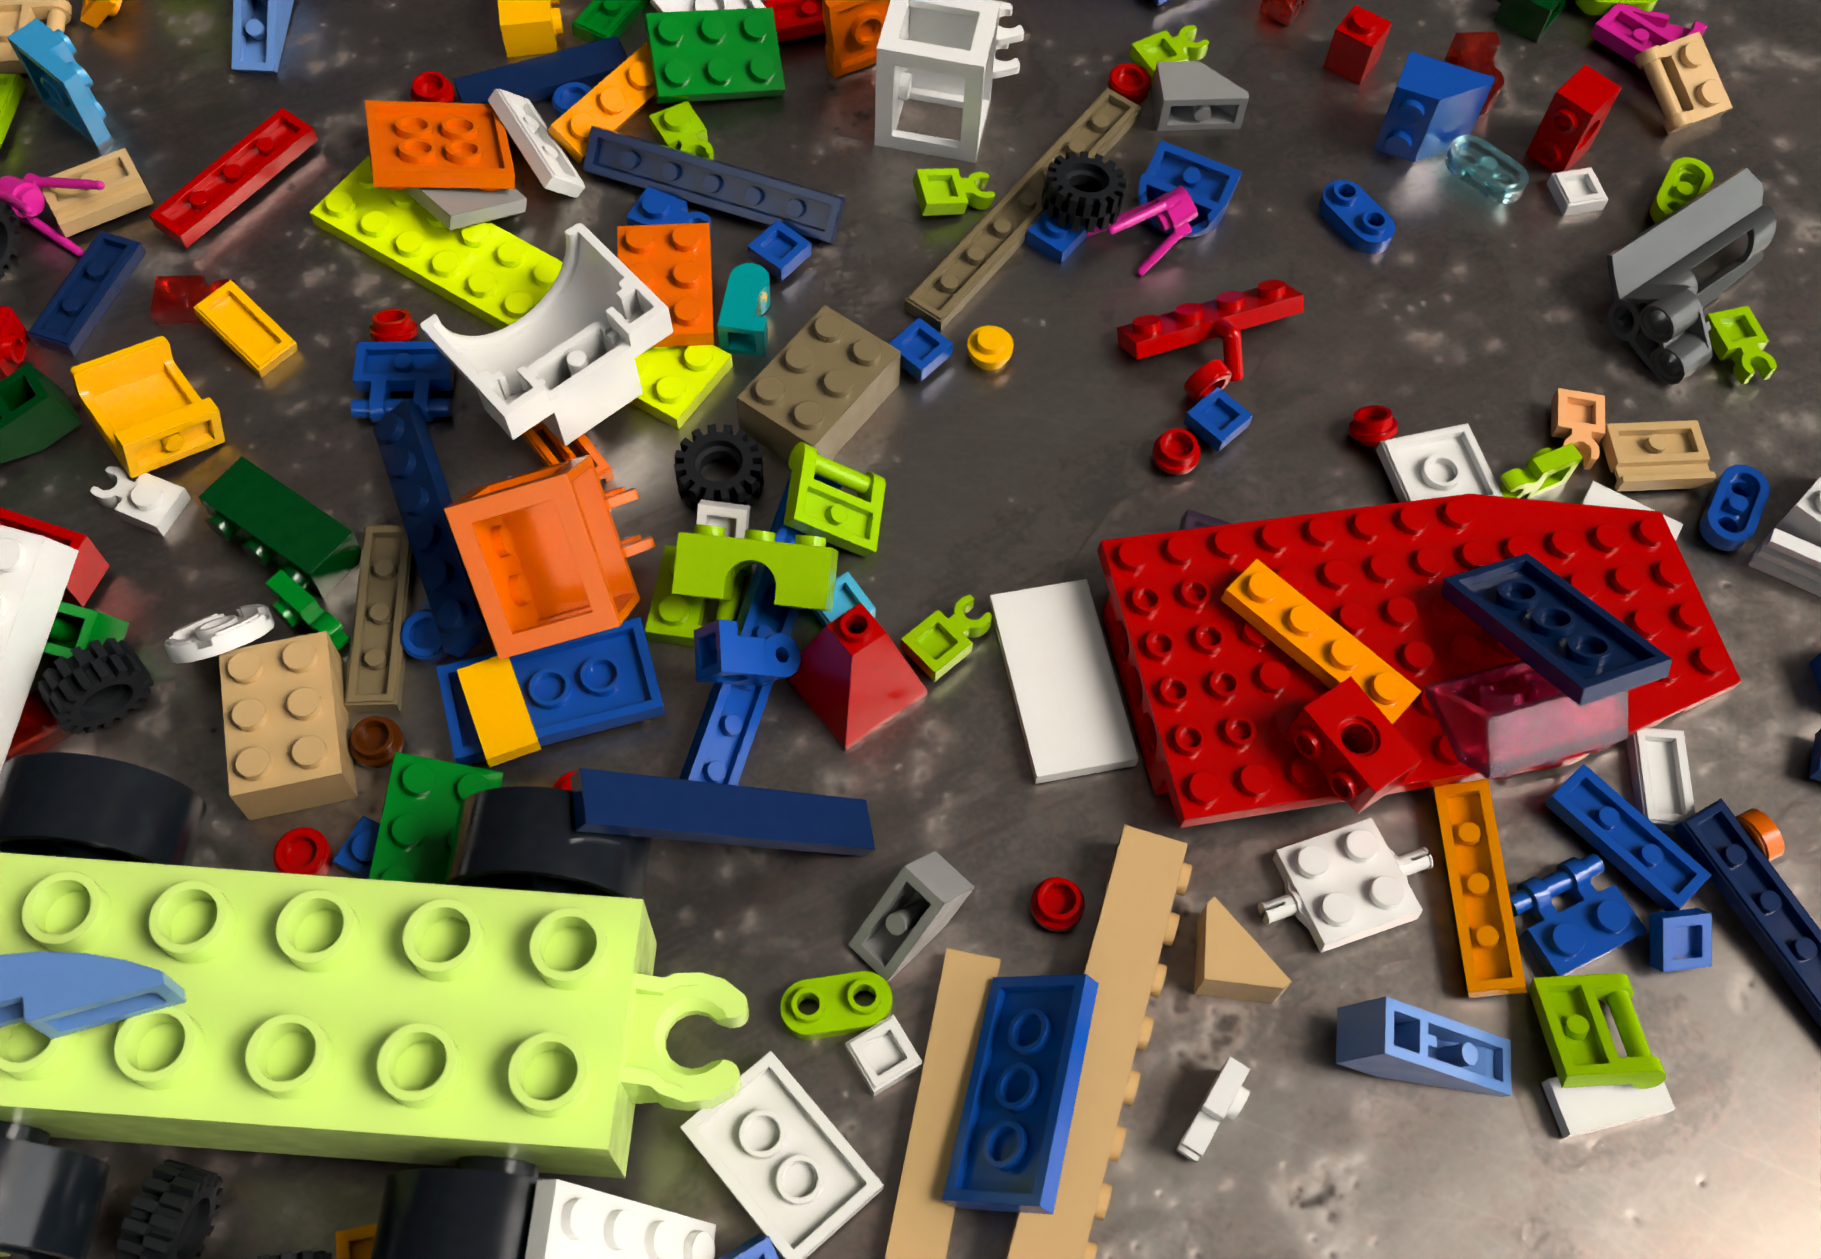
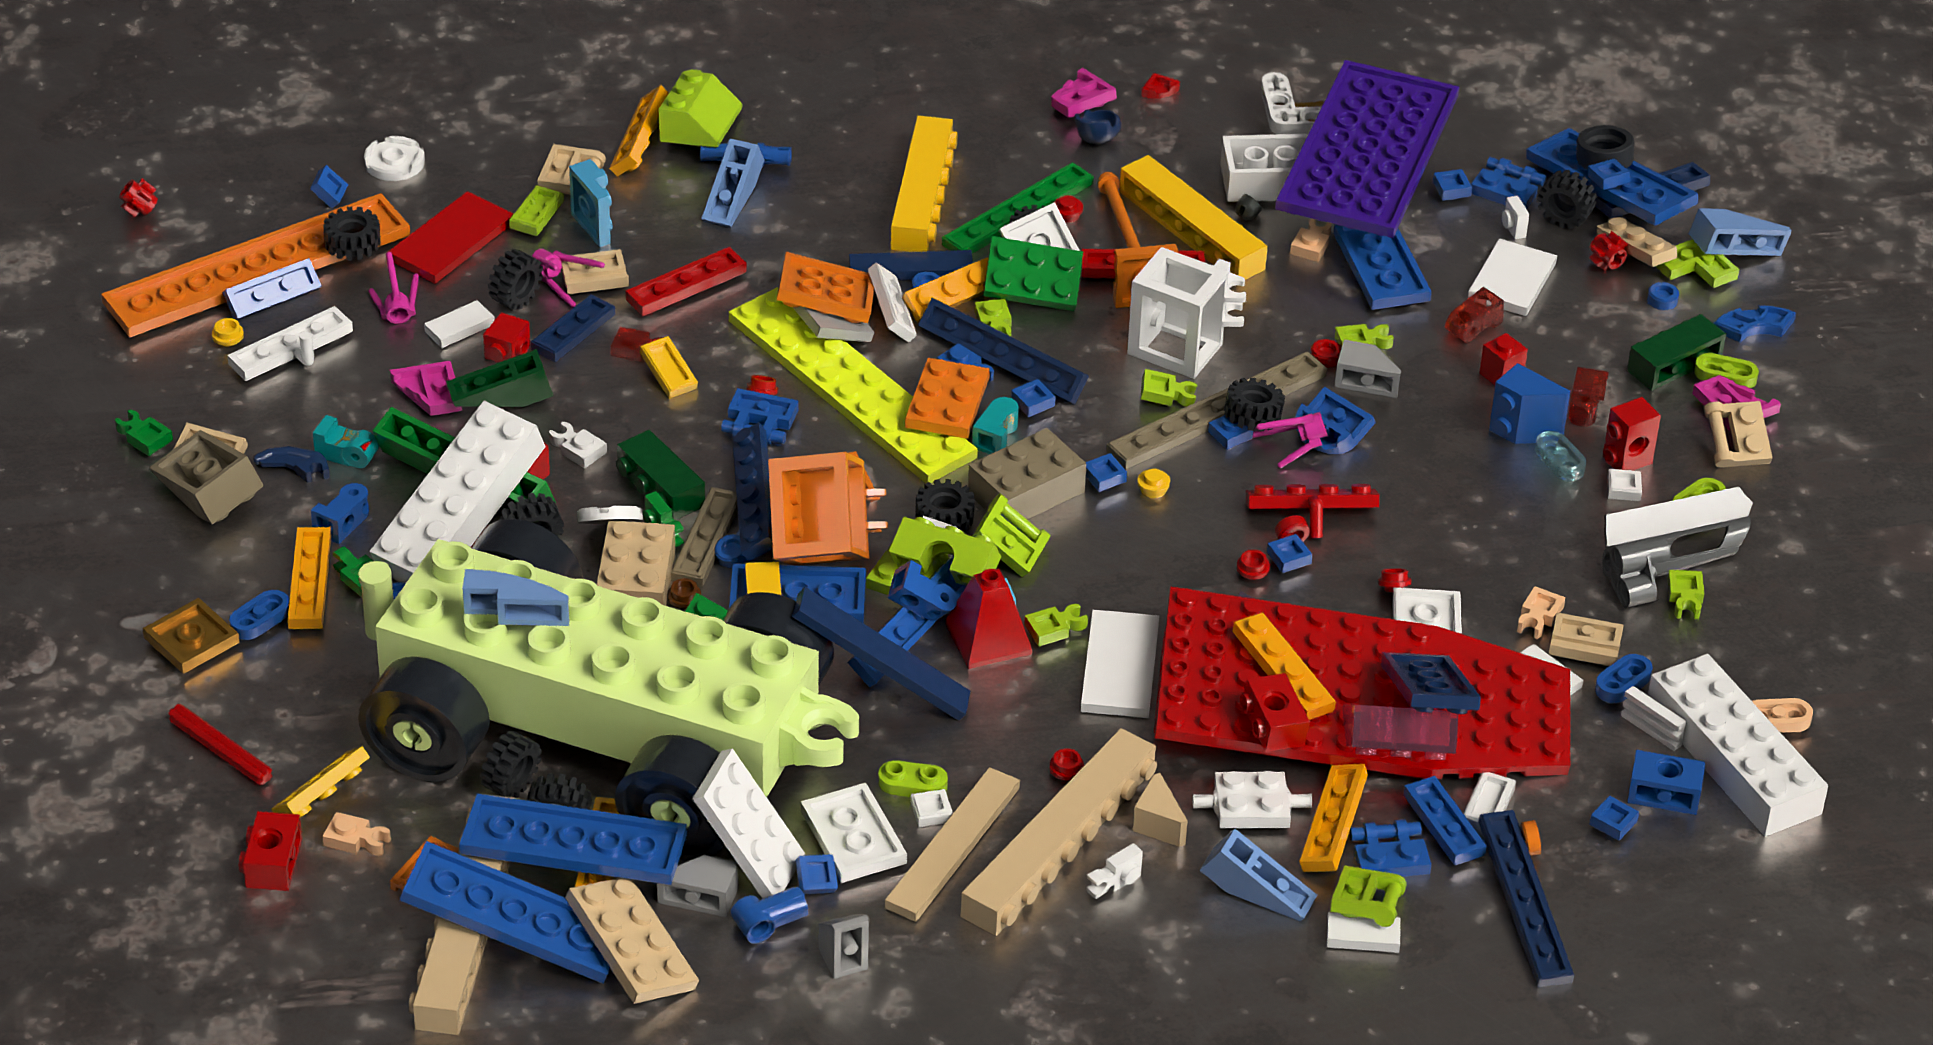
camera: 20 degrees right, 20 degrees down
(146, 407) = (595, 393): yellow panel -> none
(432, 87) = (833, 254): red plate -> none
(569, 354) = (876, 417): white piece -> none
(910, 914) = (974, 744): light grey slope -> none
(1021, 1094) = (1002, 825): blue plate -> none
(1353, 212) = (1451, 465): blue plate -> none
(1543, 472) = (1498, 629): lime plate -> none
(1680, 939) = (1449, 871): plate -> none

